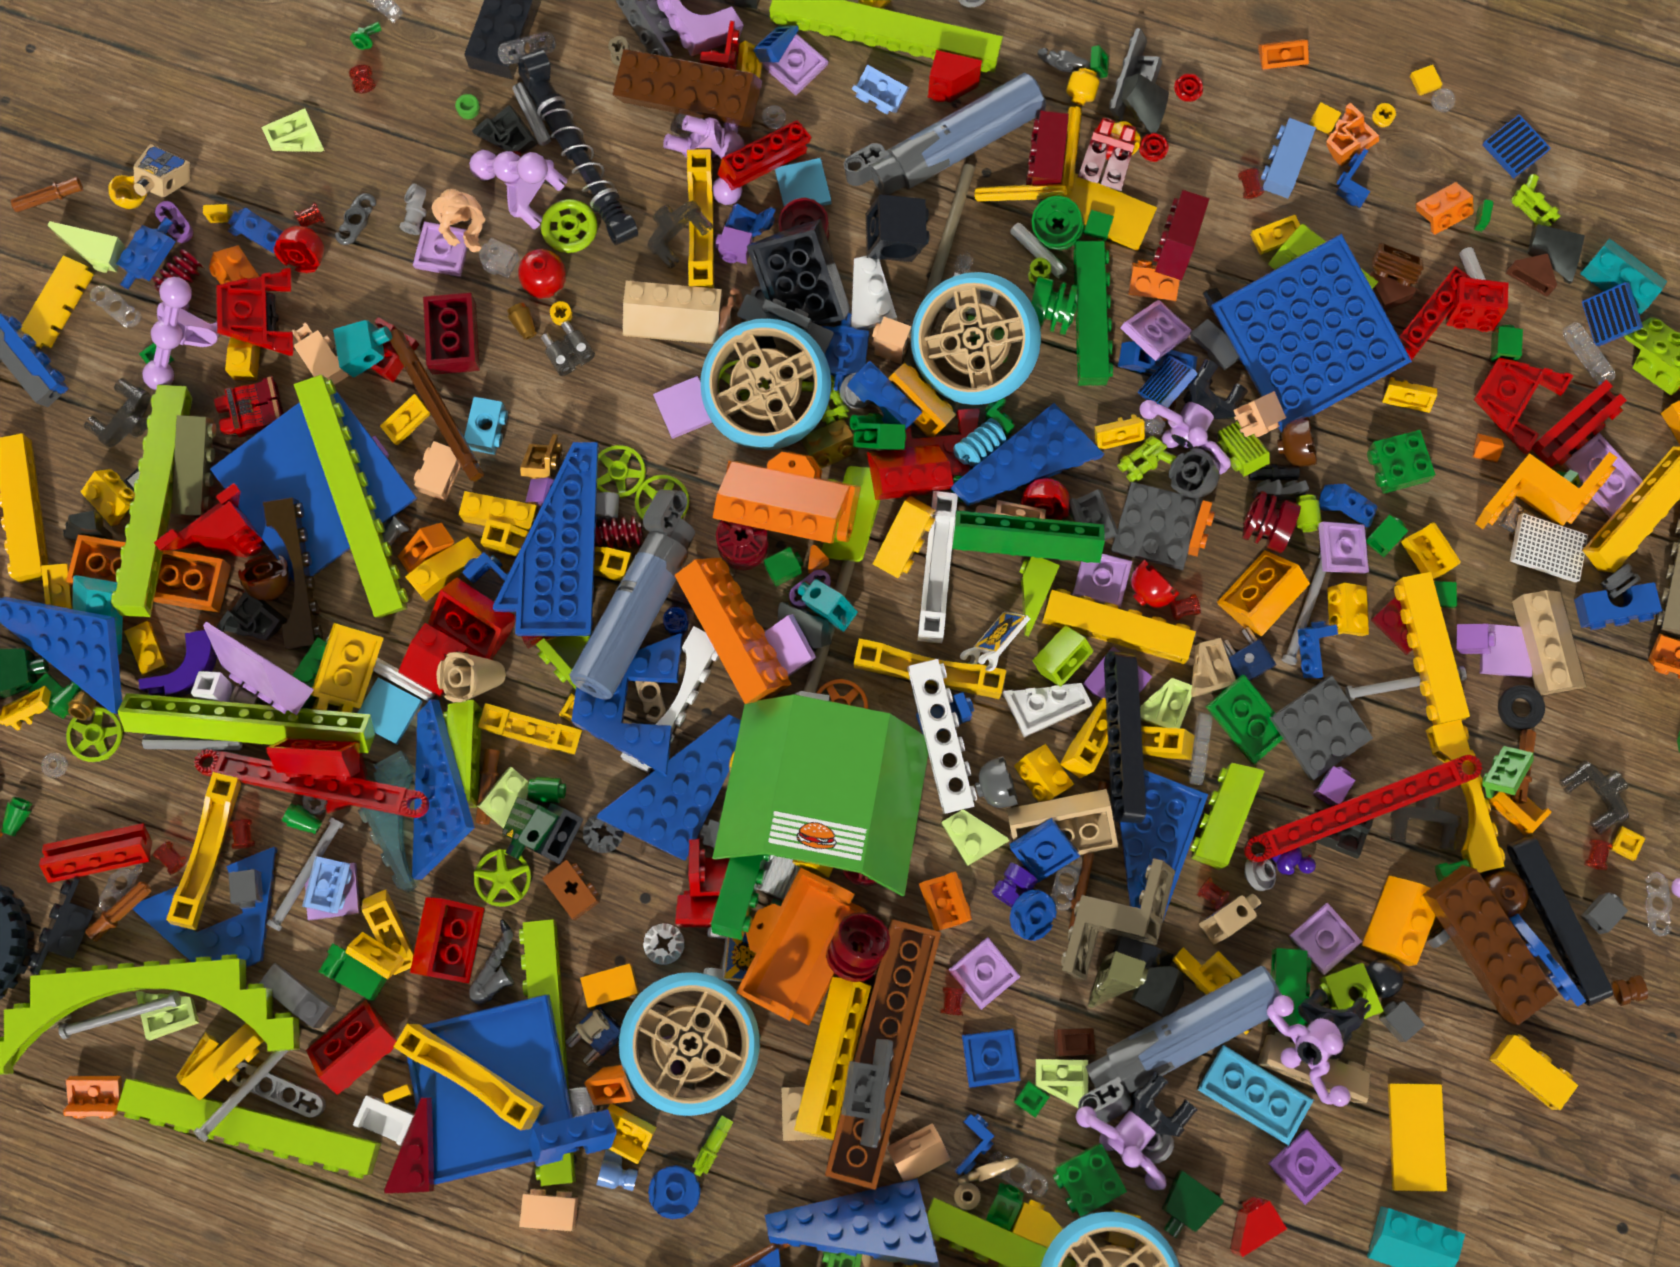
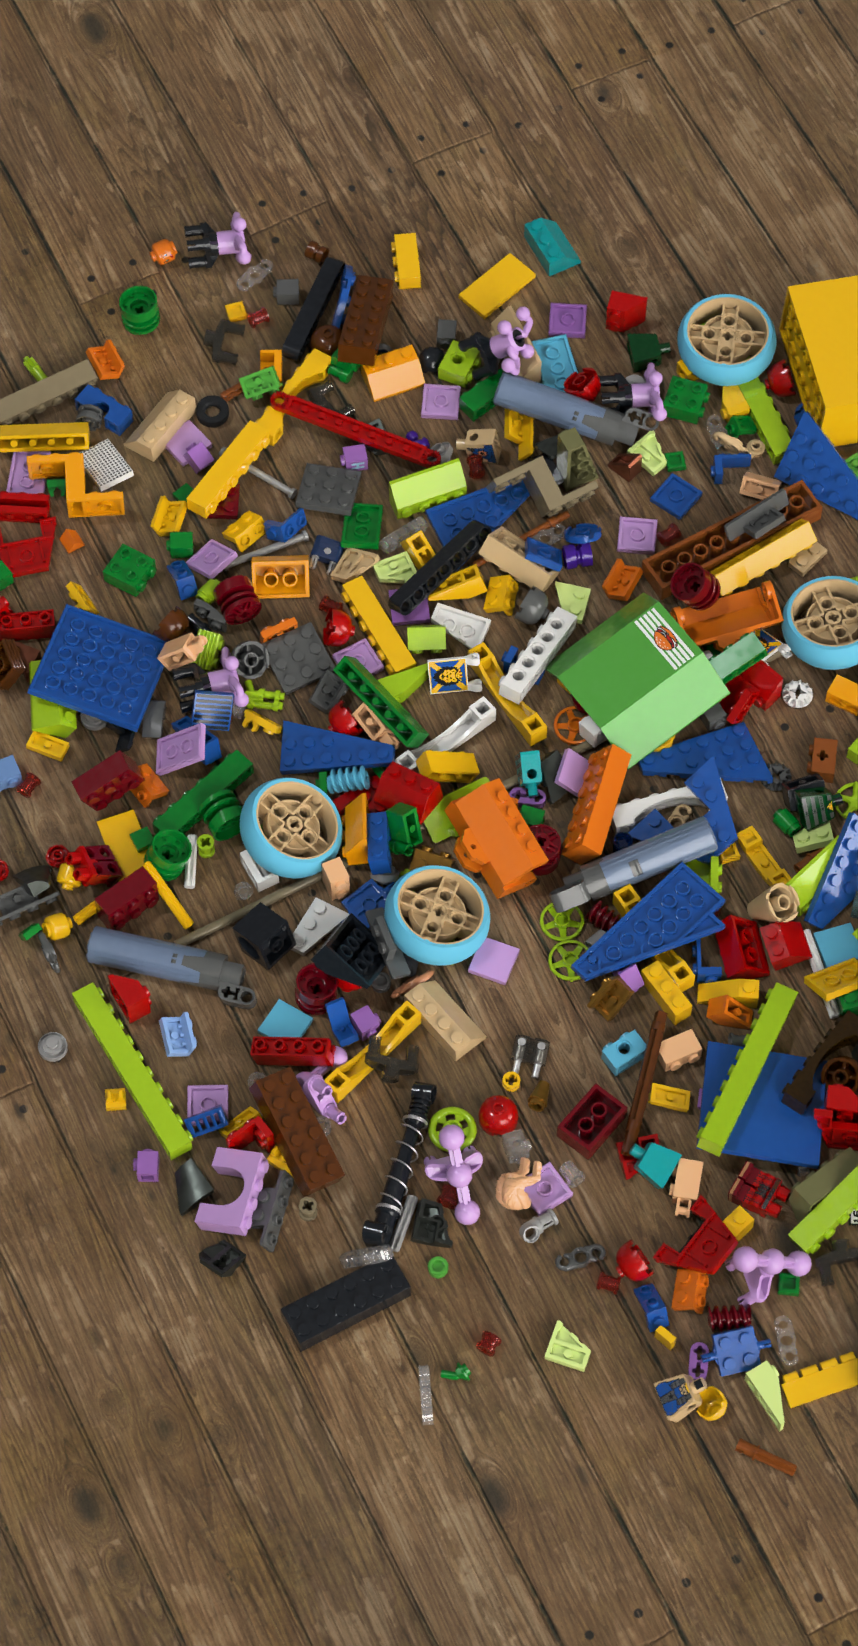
camera: 135 degrees left, 15 degrees down
(428, 278) = (571, 1174): none -> clear bush
(1202, 1084) = (583, 384): none -> red cylinder

